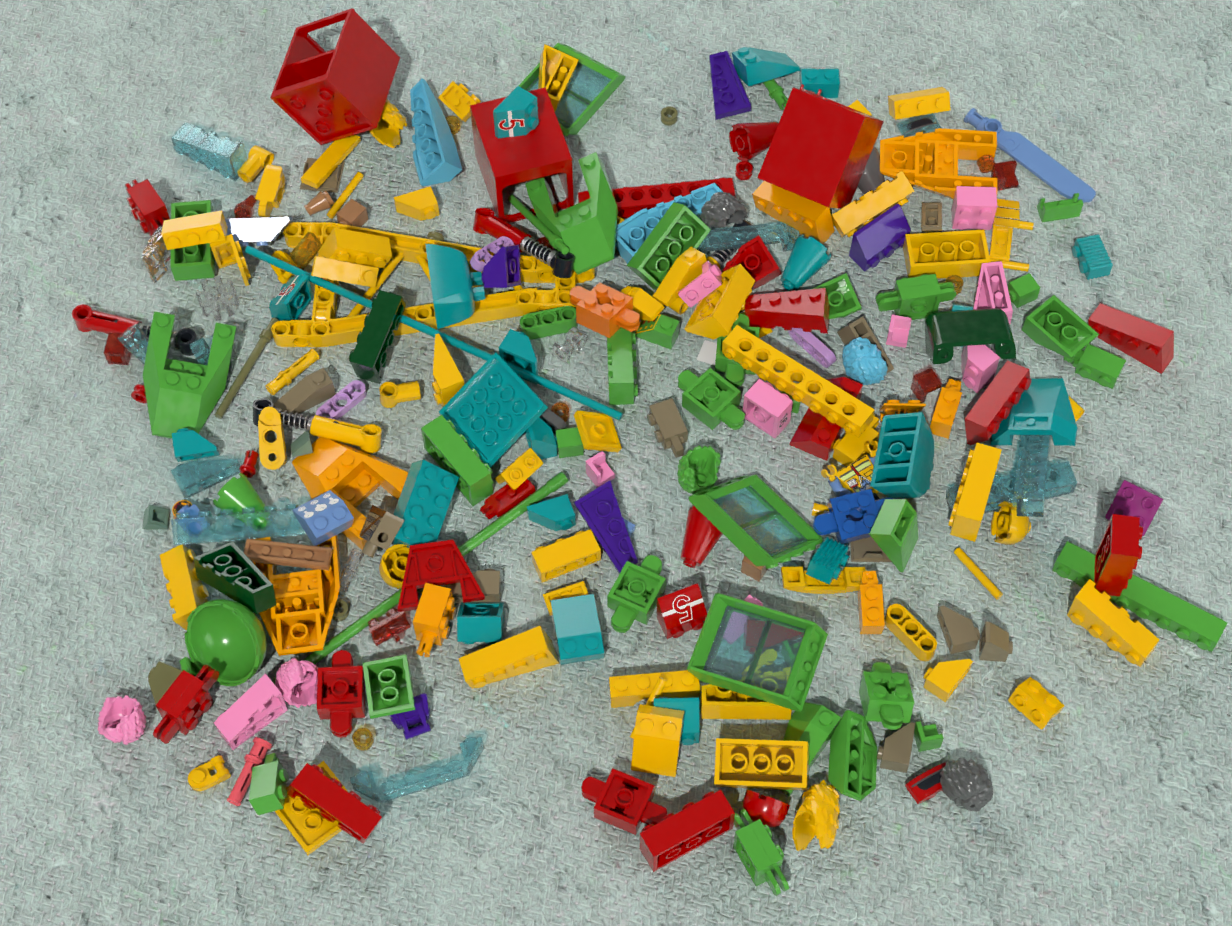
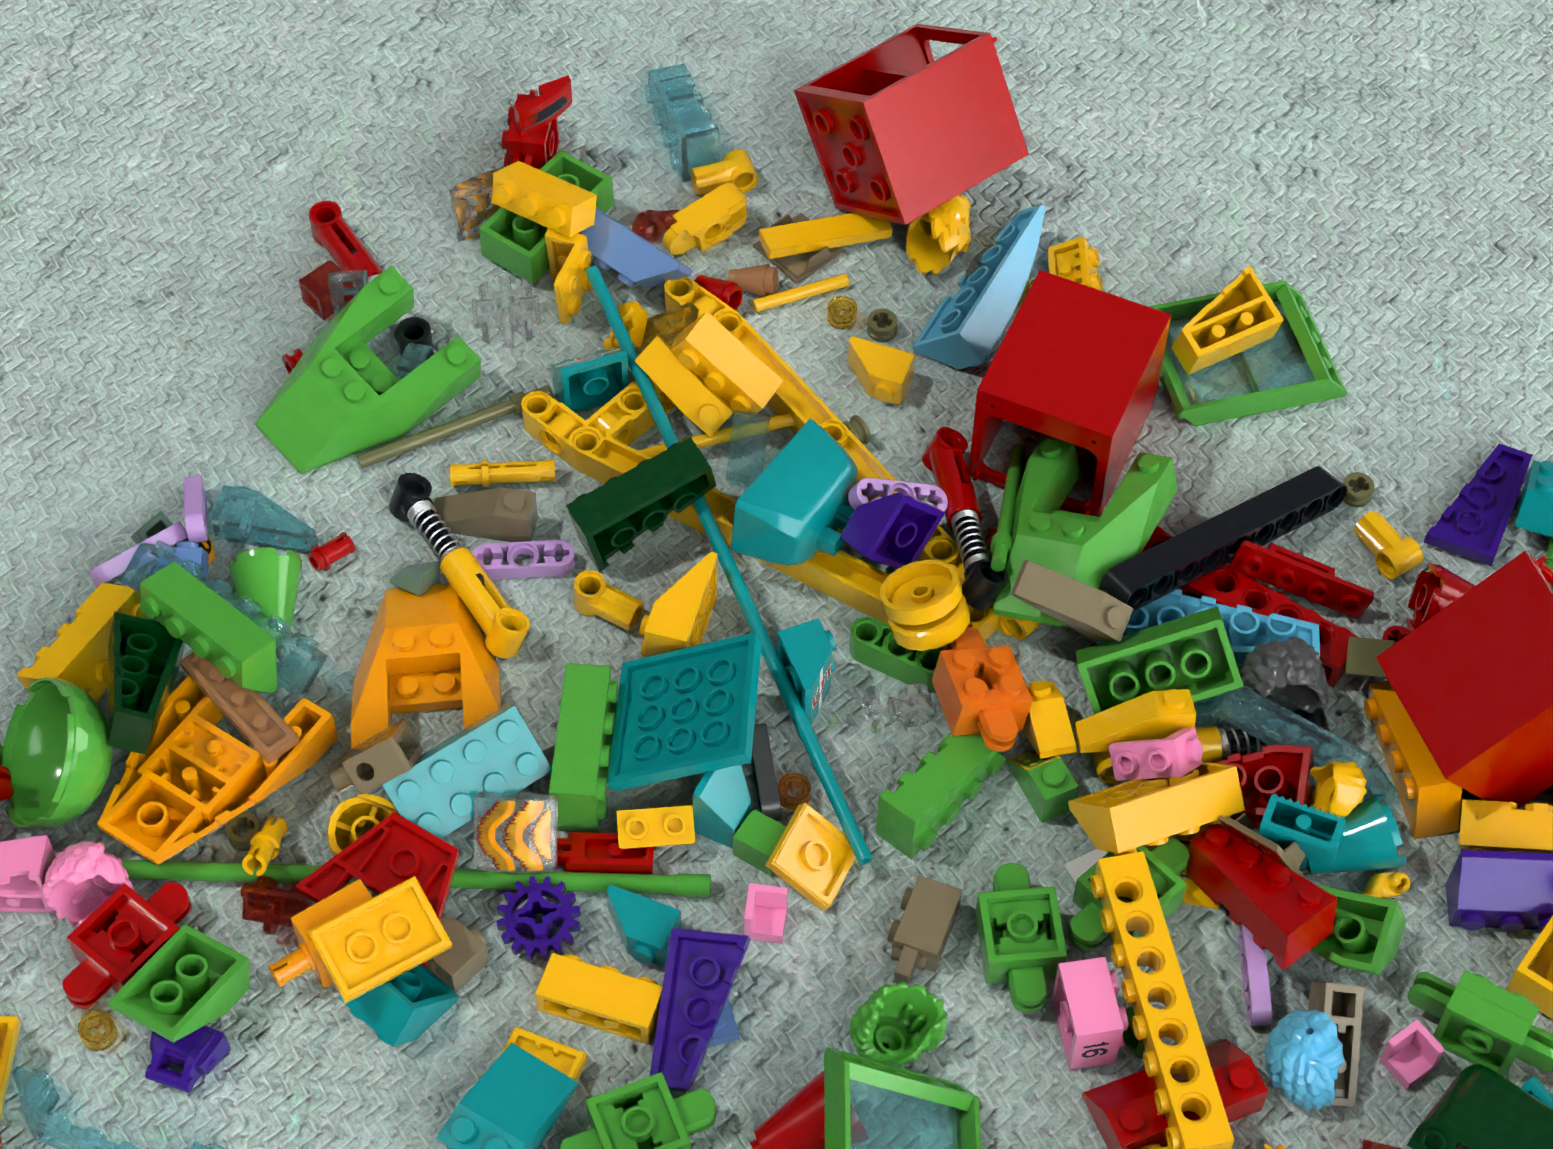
camera: 40 degrees right, 5 degrees down
(150, 188) = (538, 111): none -> red slope
(160, 531) = (119, 563): none -> lavender beam
(167, 490) = (195, 509): none -> lavender beam
(191, 446) = (284, 474): teal slope -> none
(246, 529) = (211, 627): none -> bright green wedge
(270, 421) = (399, 514): yellow piece -> none
(311, 216) = (723, 289): none -> red cone
(324, 517) = (323, 686): medium blue slope -> none
(350, 568) = (304, 790): clear pin -> none
(352, 214) = (778, 324): medium nougat brick -> none
(359, 606) = (265, 846): none -> yellow pin
(371, 186) = (839, 304): none -> clear yellow bush
(396, 278) = (747, 446): none -> clear light blue tile
(401, 181) = (882, 334): none -> olive bush
(460, 600) = (379, 939): none -> yellow tile
(467, 515) = (515, 832): none -> slope
(502, 538) = (523, 919): none -> dark purple gear
(509, 658) = (378, 1078): yellow wedge -> none
(516, 114) = (1079, 319): teal slope -> none
(550, 290) = (925, 605): none -> yellow wheel
(615, 243) = (1072, 603): none -> dark tan slope
(641, 174) = (1217, 539): none -> black beam
(685, 168) = (1301, 577): none -> red bracket
(708, 132) = (1391, 551): none -> yellow piece
(746, 181) = (1362, 656): none -> olive slope
(783, 246) = (1338, 787): none -> yellow hair
(784, 287) = (1243, 828): none -> dark tan piece
(786, 271) = (1312, 830): none -> teal brick
(829, 272) = (1387, 885): none -> yellow arm

